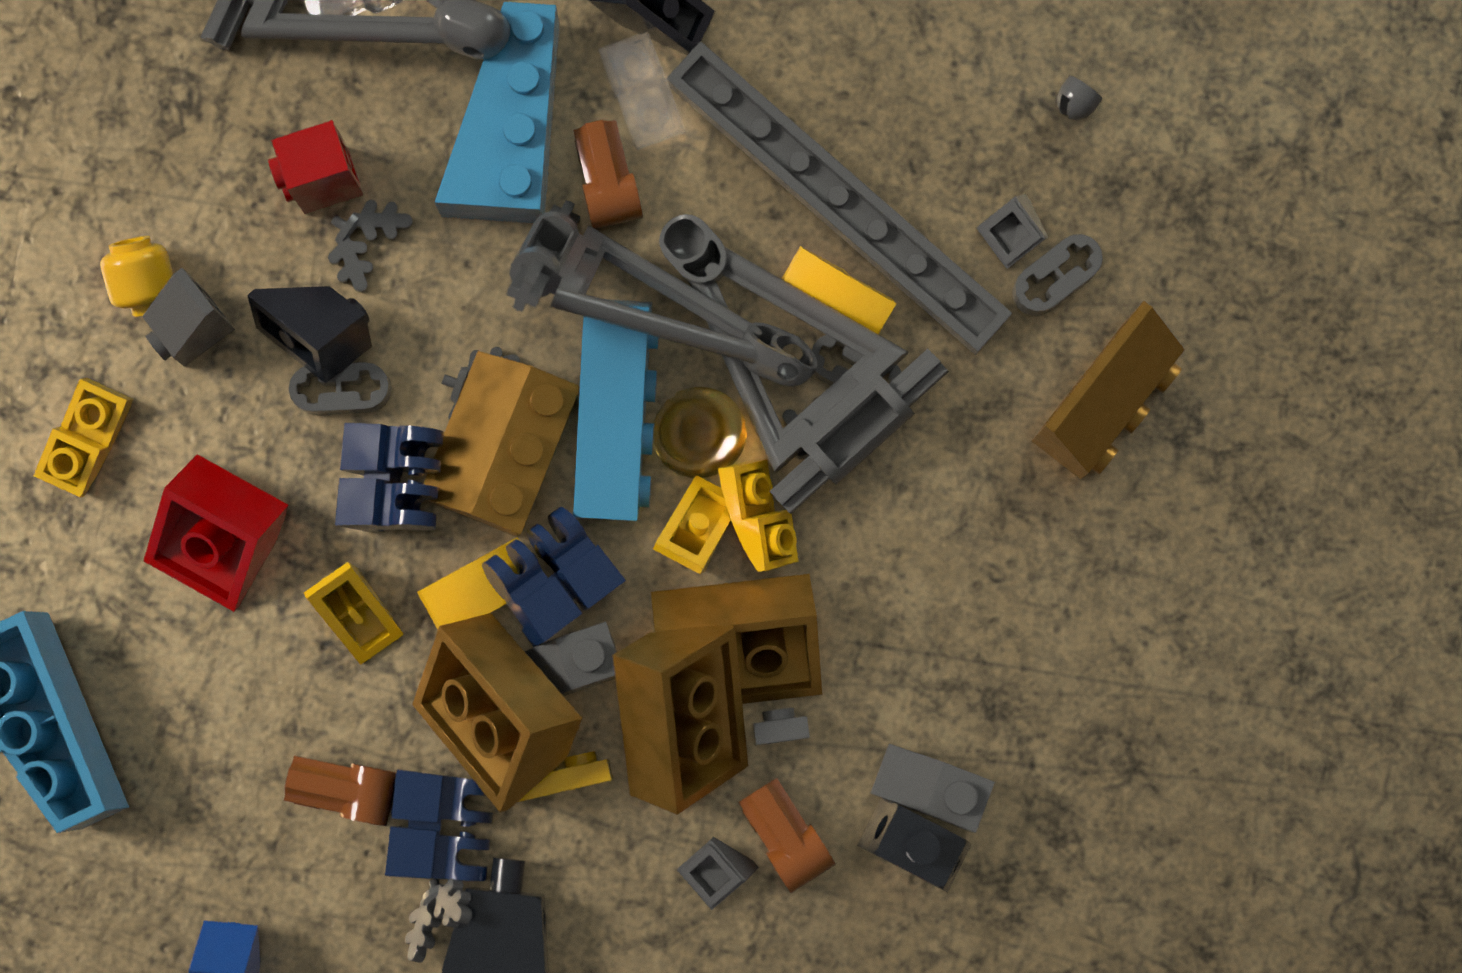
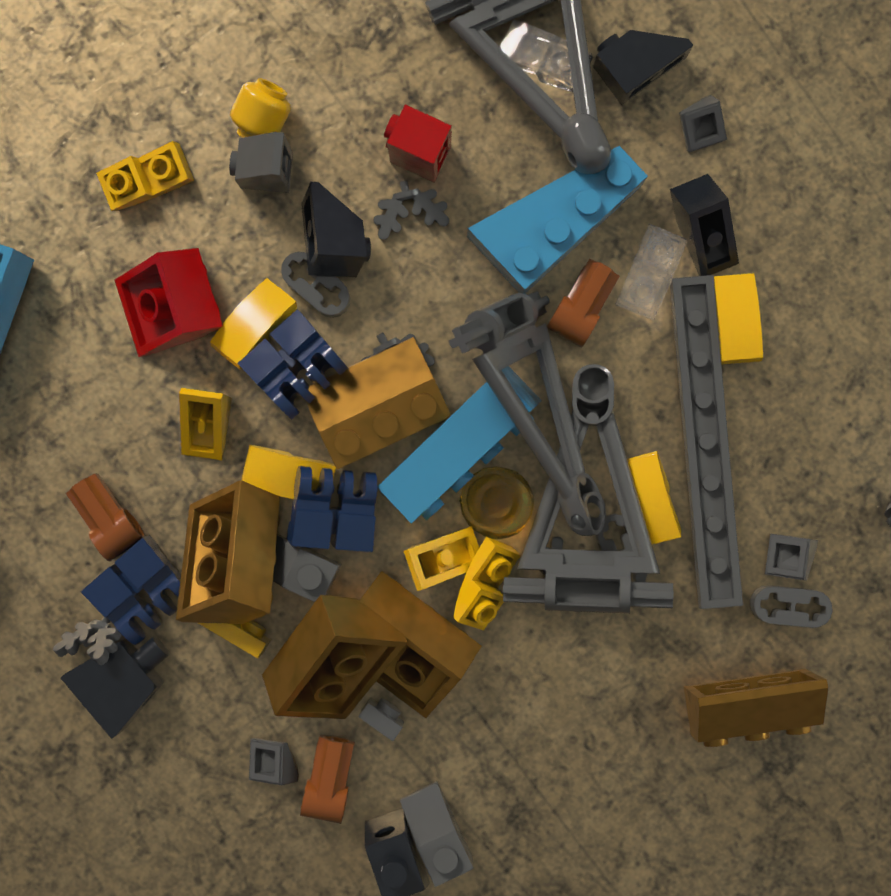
camera: 50 degrees right, 5 degrees up
(313, 476) = (253, 321): none -> yellow slope
(761, 59) = (738, 319): none -> yellow slope

